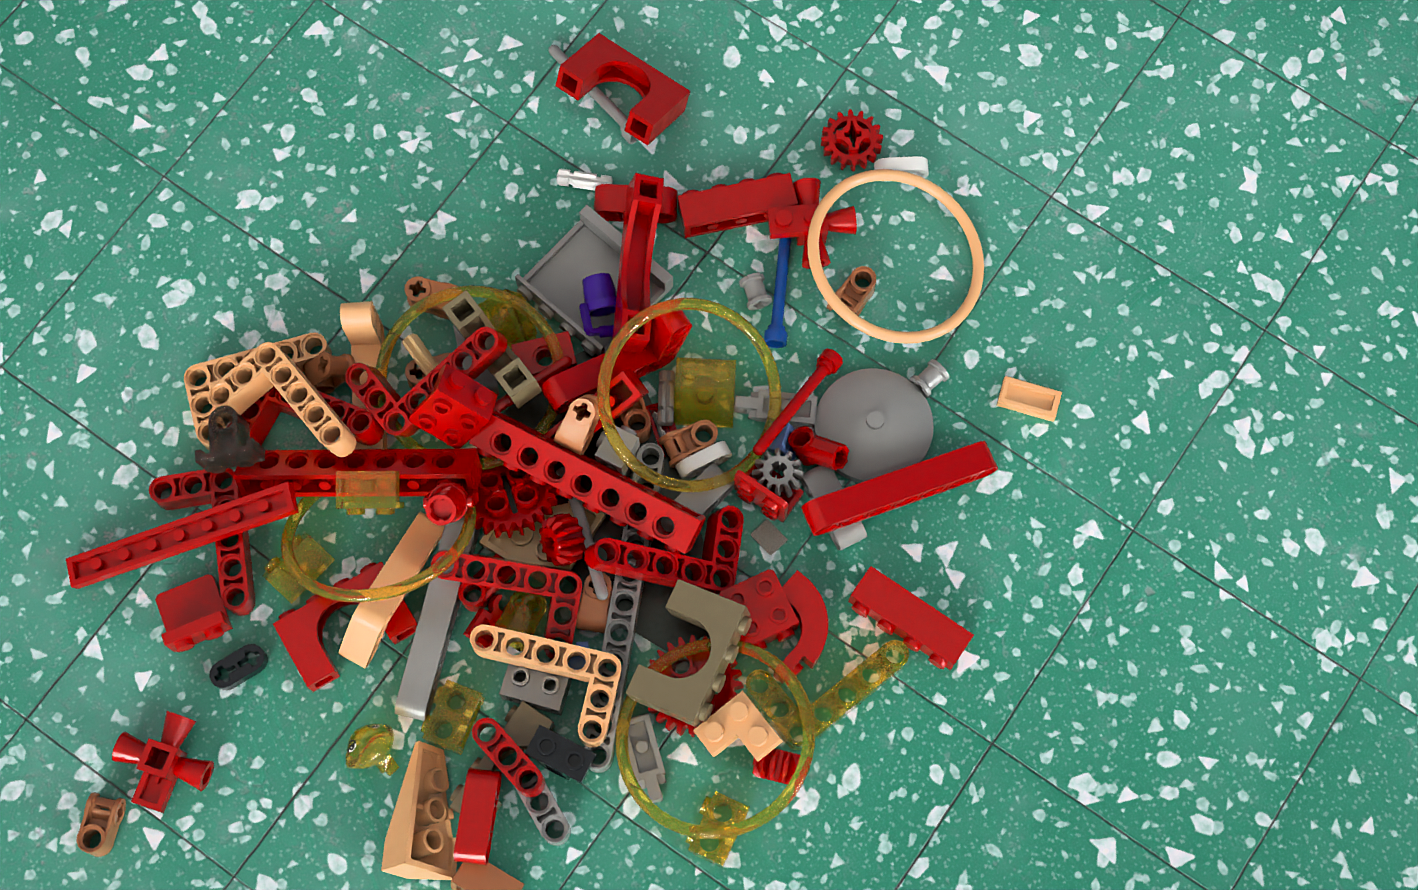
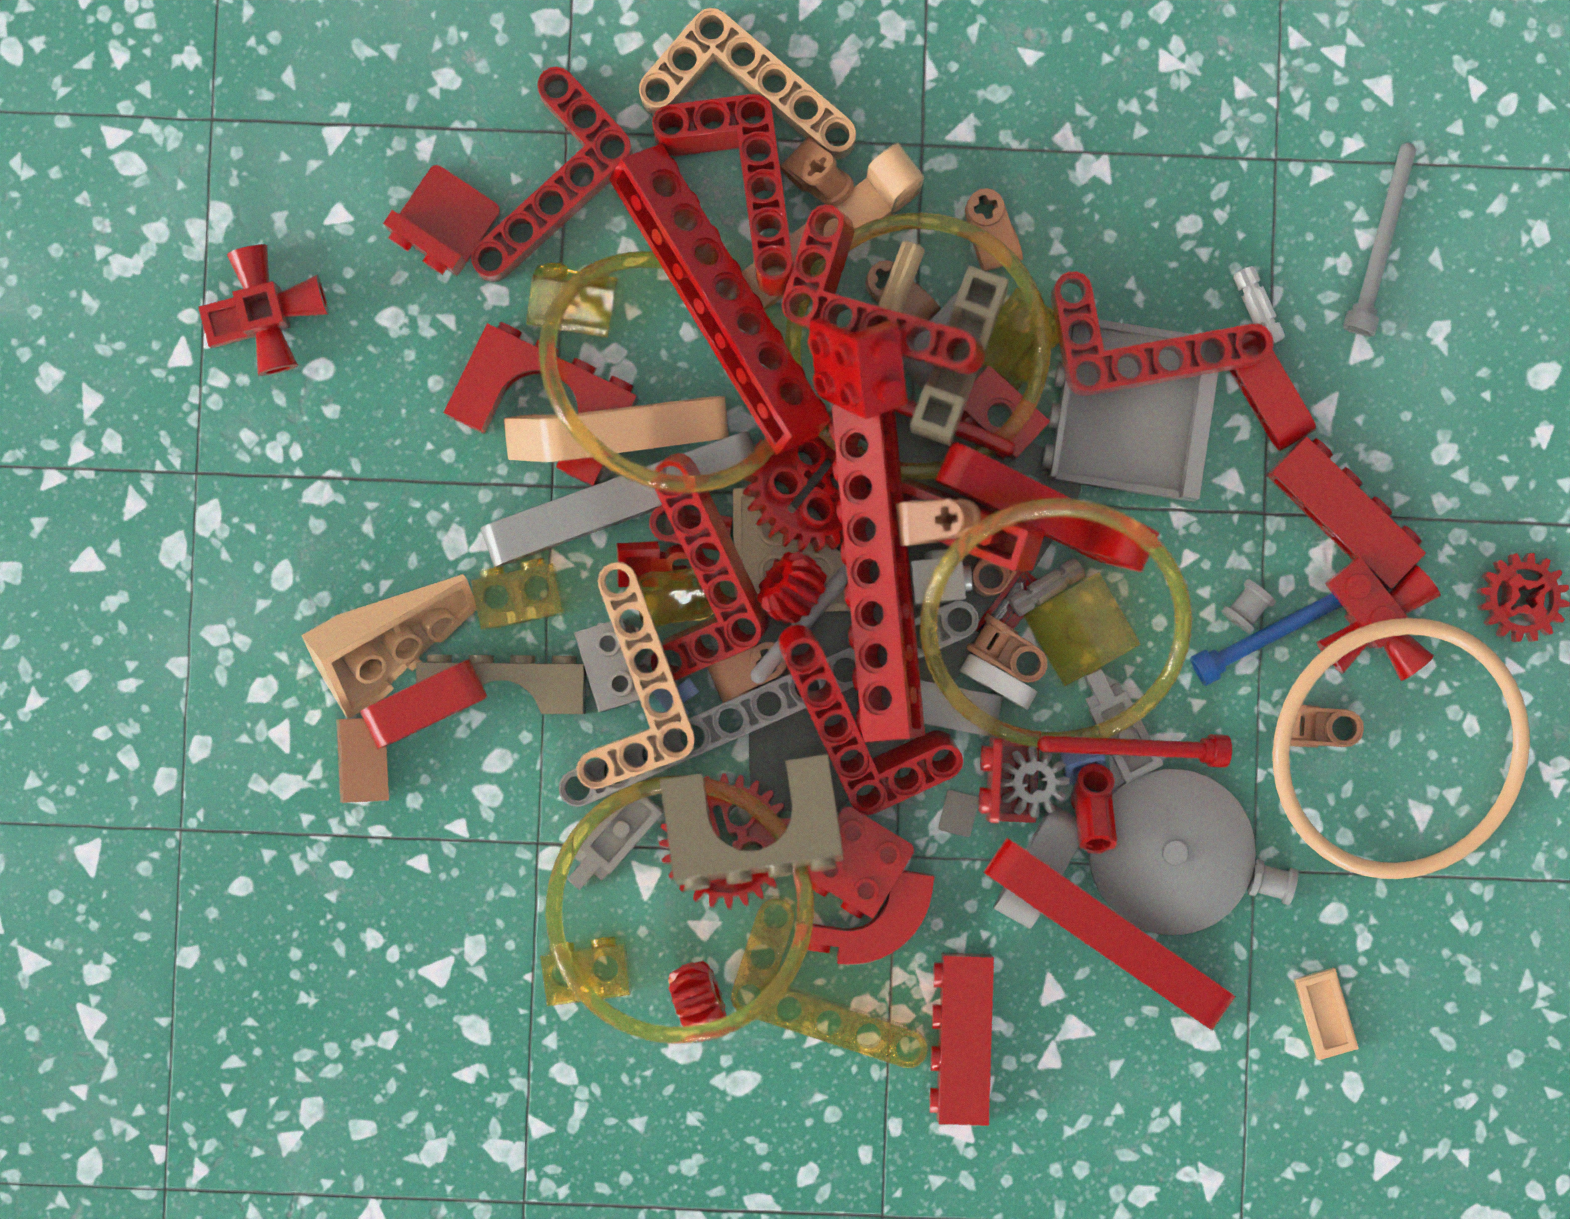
camera: 55 degrees right, 15 degrees up
(100, 821) = (157, 289): nougat piece -> none
(182, 535) = (518, 149): red plate -> none
(229, 445) = (651, 129): clear smoke pin -> none
(234, 661) = (423, 306): black beam -> none
(258, 374) = (757, 158): light nougat beam -> none
(368, 490) = (698, 331): clear yellow bracket -> none
(371, 747) = (425, 529): clear yellow piece -> none
(449, 502) = (741, 437): red piece -> none
(502, 743) = (493, 710): red beam -> none
(546, 817) = (472, 771): light grey beam -> none
(560, 755) = (549, 750): black pin -> none
(566, 251) = (1146, 354): none -> red beam
(598, 302) = (1116, 432): dark purple piece -> none
(606, 61) = (1432, 230): red arch -> none
(638, 237) = (1232, 422): red arch -> none
(739, 720) = (713, 929): light nougat plate -> none
(914, 165) = (1534, 692): white beam -> none

